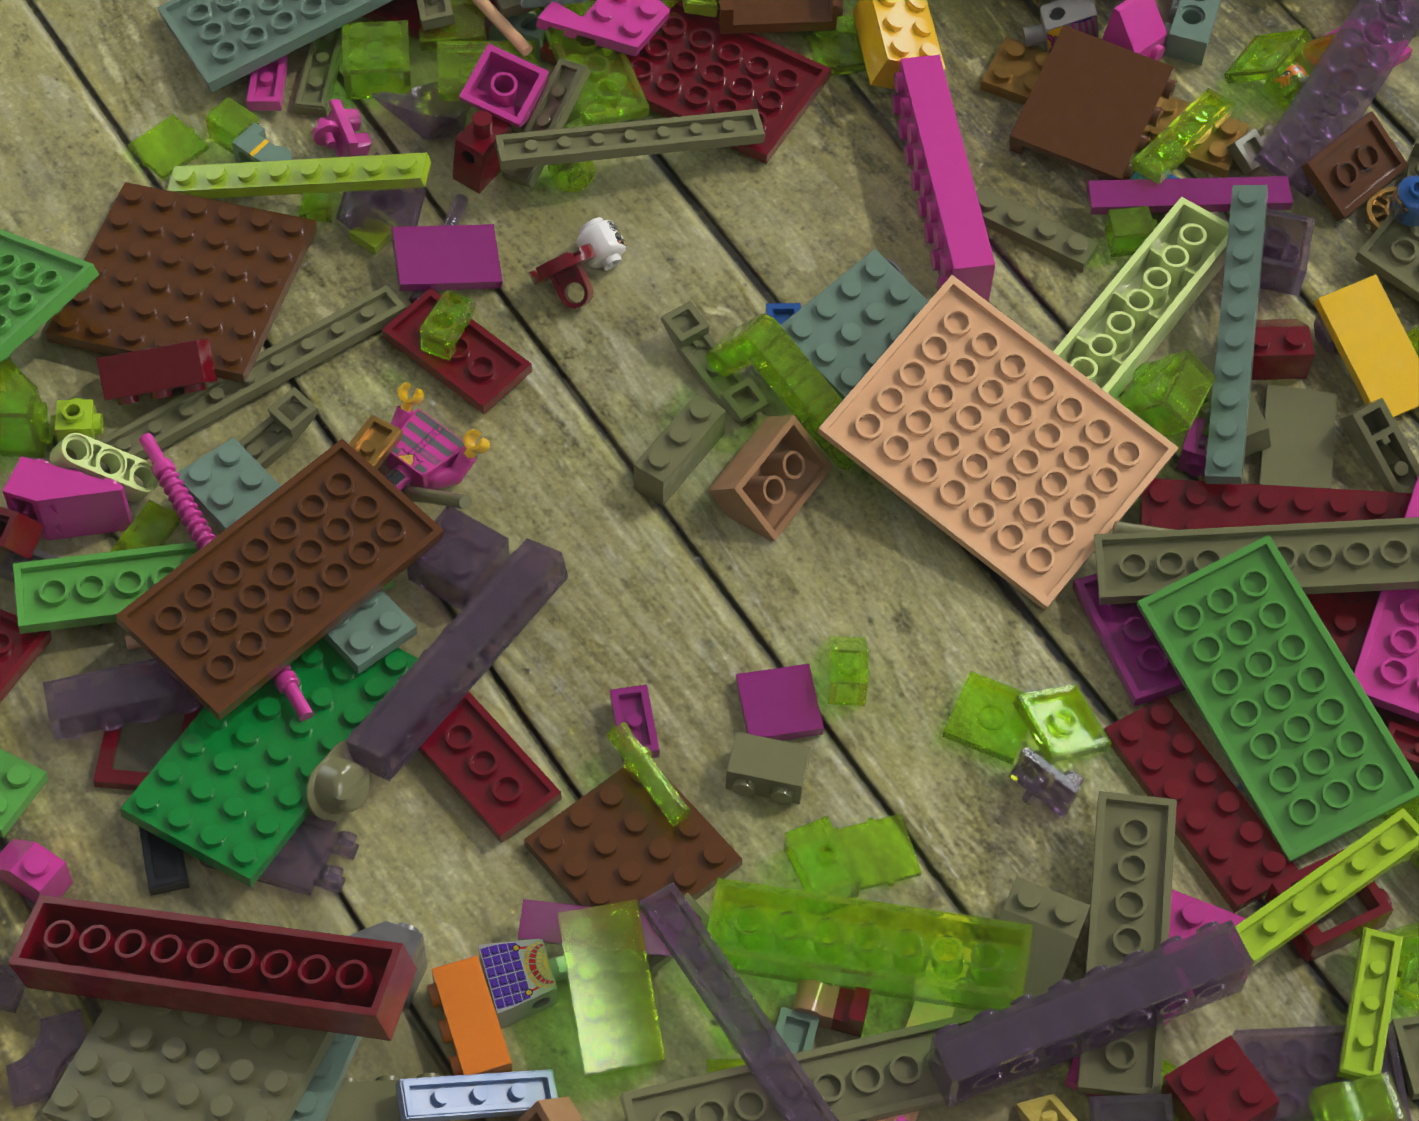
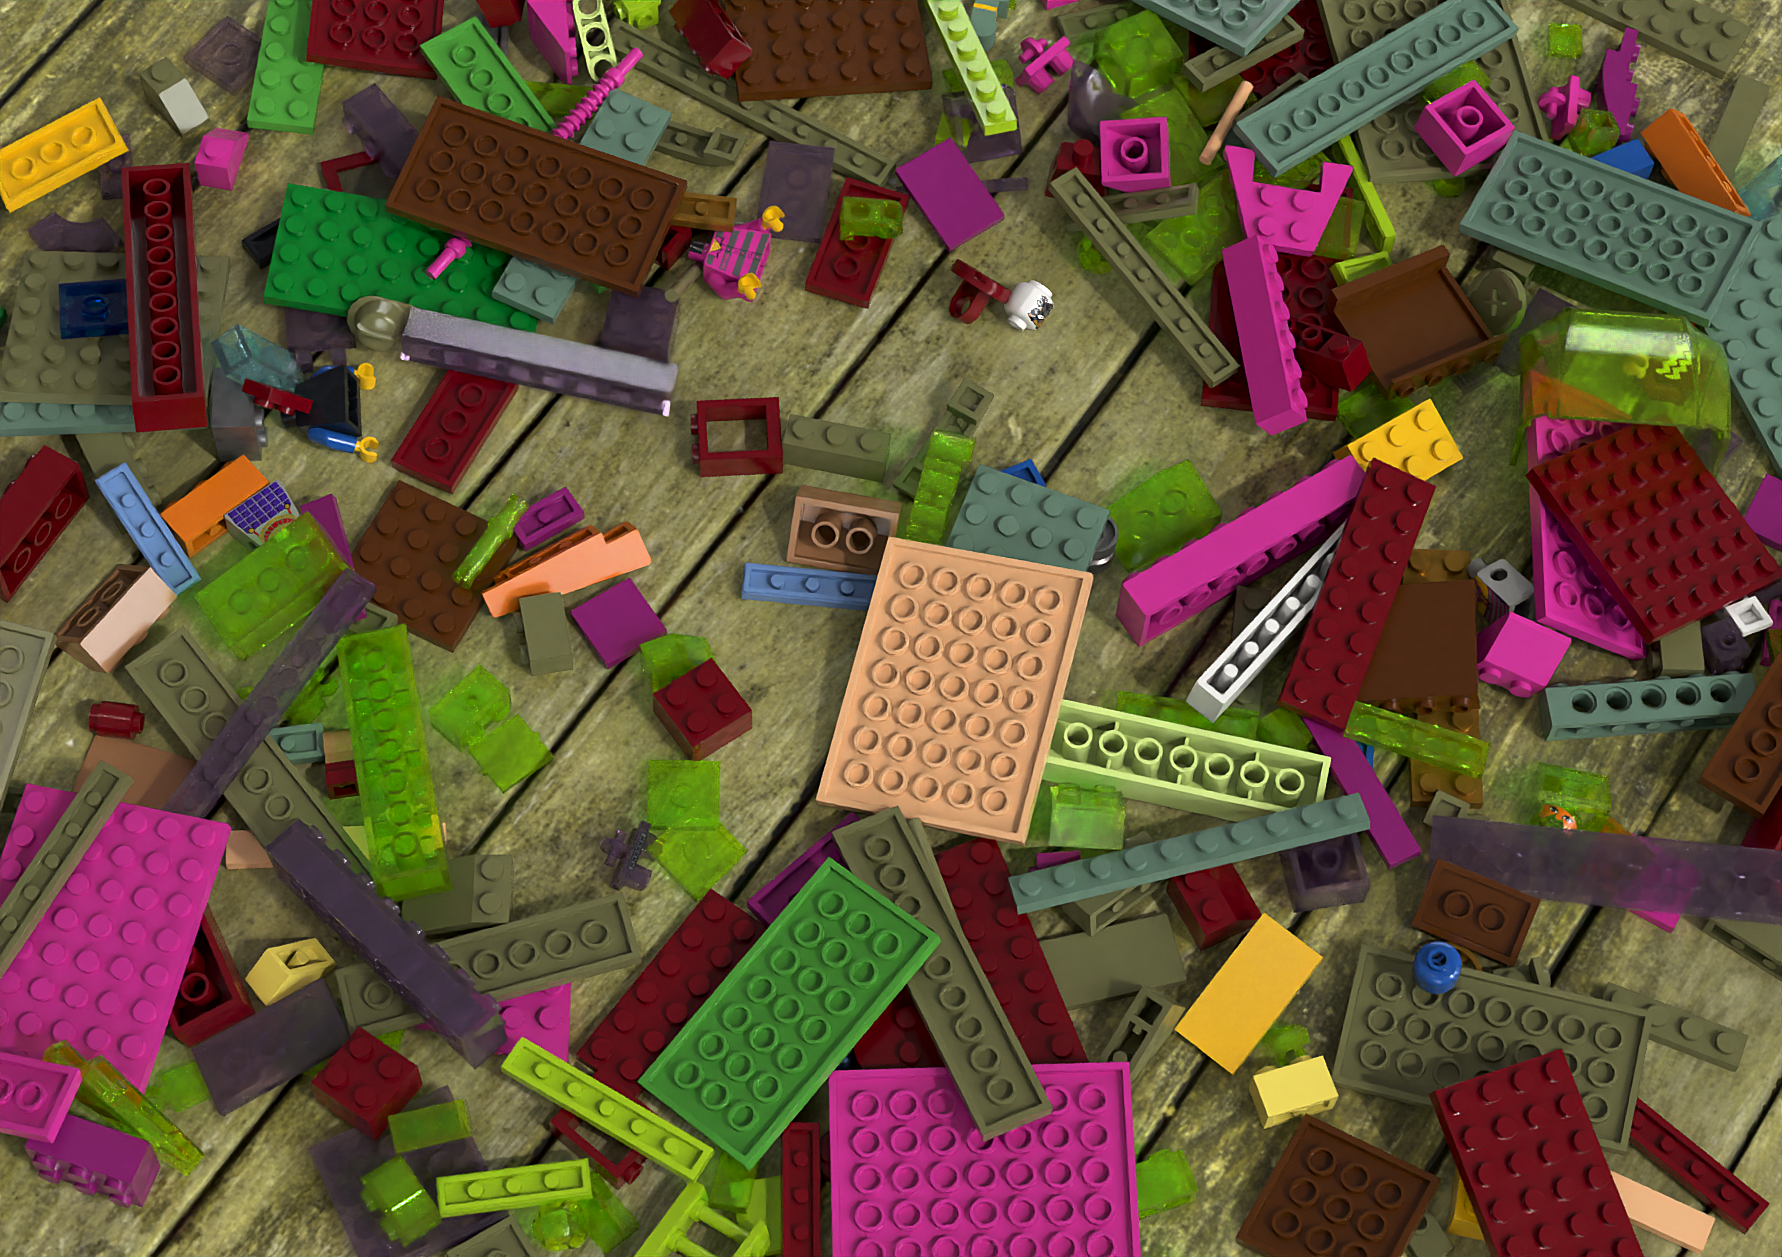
camera: 65 degrees right, 5 degrees up
(180, 1049) = (93, 308): none -> clear blue tile
(342, 907) = (256, 358): none -> clear light blue brick
(370, 372) = (799, 184): none -> tile
(395, 901) = (269, 395): none -> dark red plate
(413, 870) = (336, 409): none -> black torso
(634, 495) = (738, 462): none -> dark red window
(696, 724) = (568, 566): none -> orange wedge
(737, 76) = (1265, 335): none -> dark pink brick
(769, 49) = (1329, 354): none -> dark red slope
(813, 530) = (807, 586): none -> medium blue tile
(870, 218) = (1163, 515): none -> clear neon green slope
(915, 663) = (702, 711): none -> dark red brick
(1029, 179) = (1263, 636): none -> white brick
(1038, 112) = (1356, 595): none -> dark red plate
(1081, 292) = (1231, 722): none -> clear neon green plate
(1293, 1048) = (431, 1125): none -> clear neon green brick

